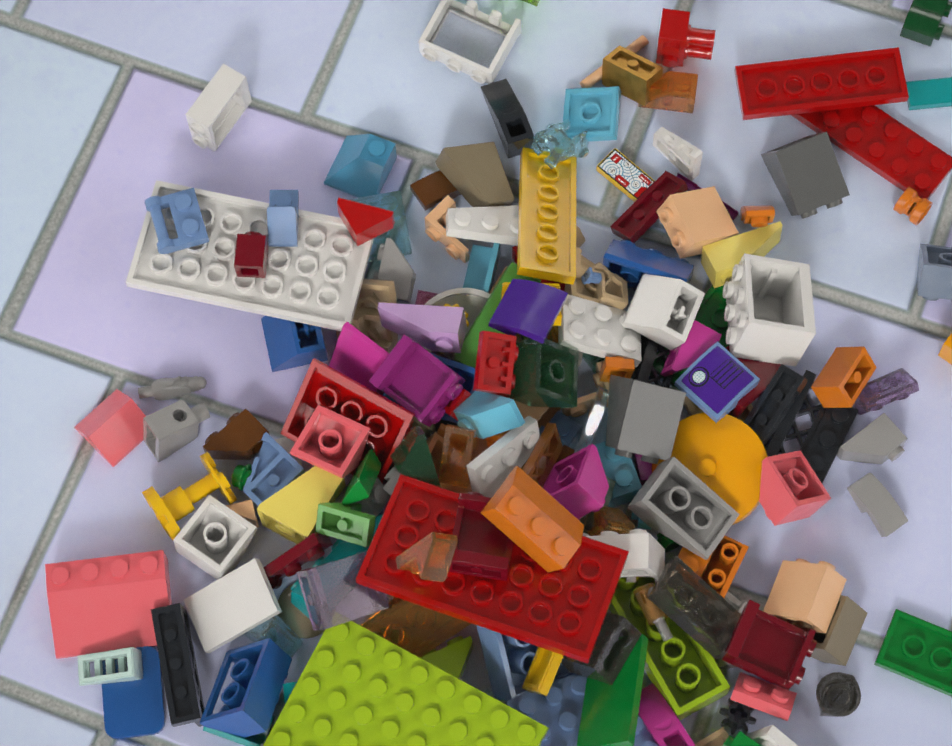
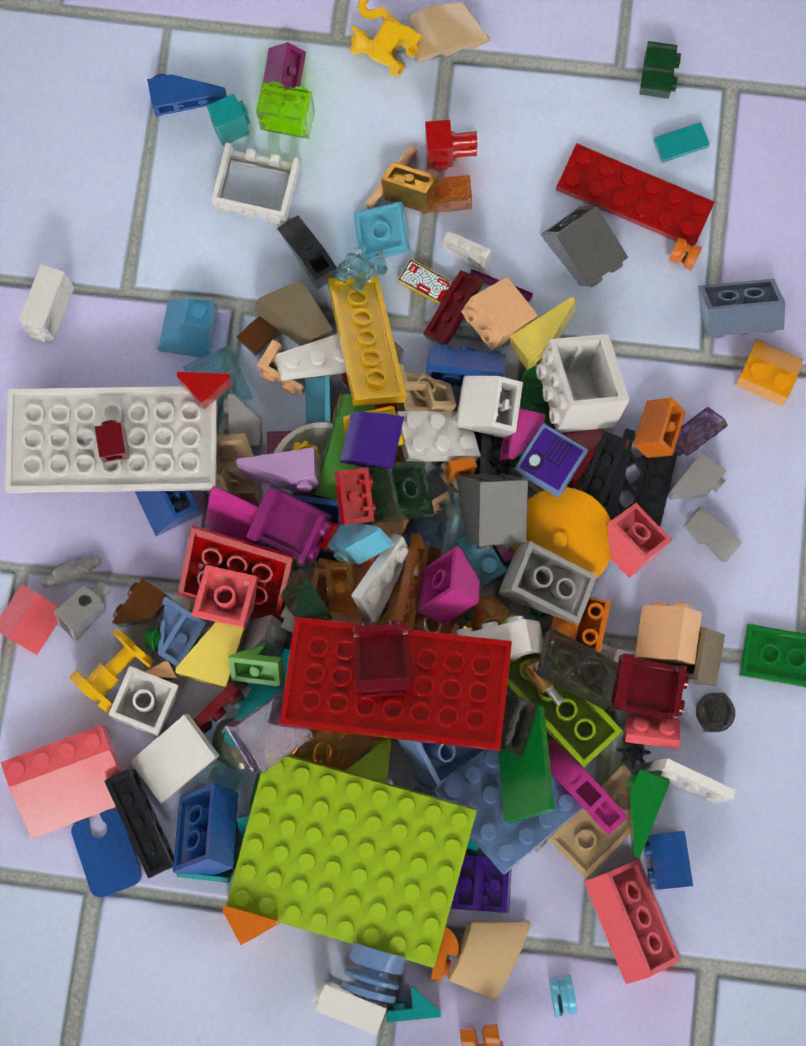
camera: 10 degrees left, 10 degrees up
(130, 656) = (97, 831): light aqua slope -> none
(186, 217) = (45, 420): medium blue plate -> none
(283, 218) = (131, 399): medium blue slope -> none
(363, 479) = (261, 623): green slope -> none
(429, 556) = (341, 694): clear orange slope -> none
(534, 521) = (425, 637): orange slope -> none
(542, 671) = (458, 762): yellow tile -> none
(591, 277) = (418, 389): medium blue piece -> none
(757, 215) = (551, 295): orange slope -> none
(821, 83) = (580, 158): red plate -> none

